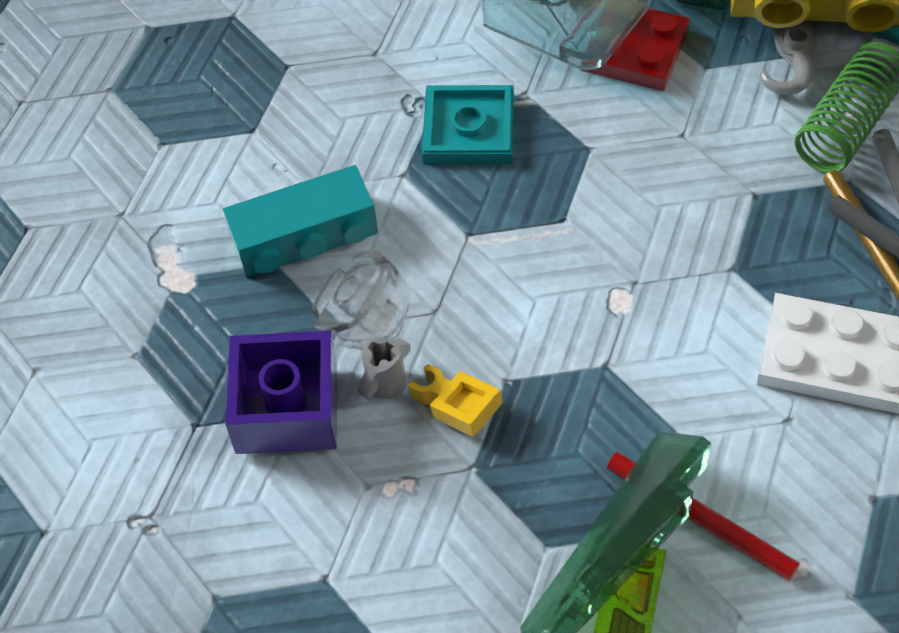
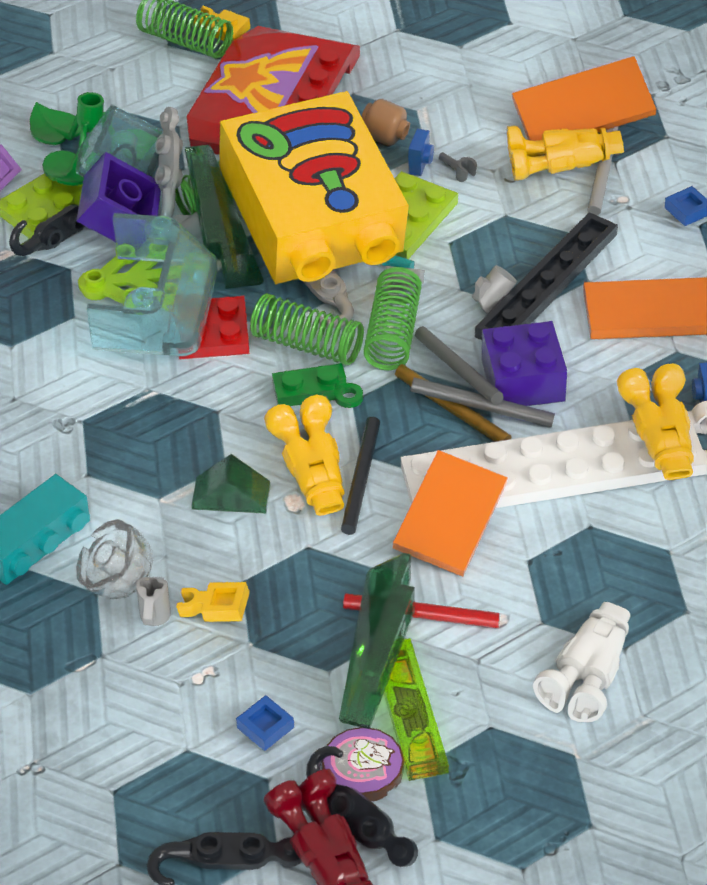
camera: 30 degrees left, 10 degrees down
(282, 392) = (91, 639): dark purple brick -> none
(429, 591) = (265, 722): none -> blue plate
(468, 124) = (116, 423): teal tile -> none
(553, 256) = (231, 488): none -> clear green slope
(665, 257) = (311, 461): none -> yellow piece
(715, 298) = (360, 476): none -> black bar
(718, 160) = (329, 380): none -> green hinge
(780, 107) = (348, 331): none -> bright green piece
(799, 396) = (450, 513): none -> orange tile

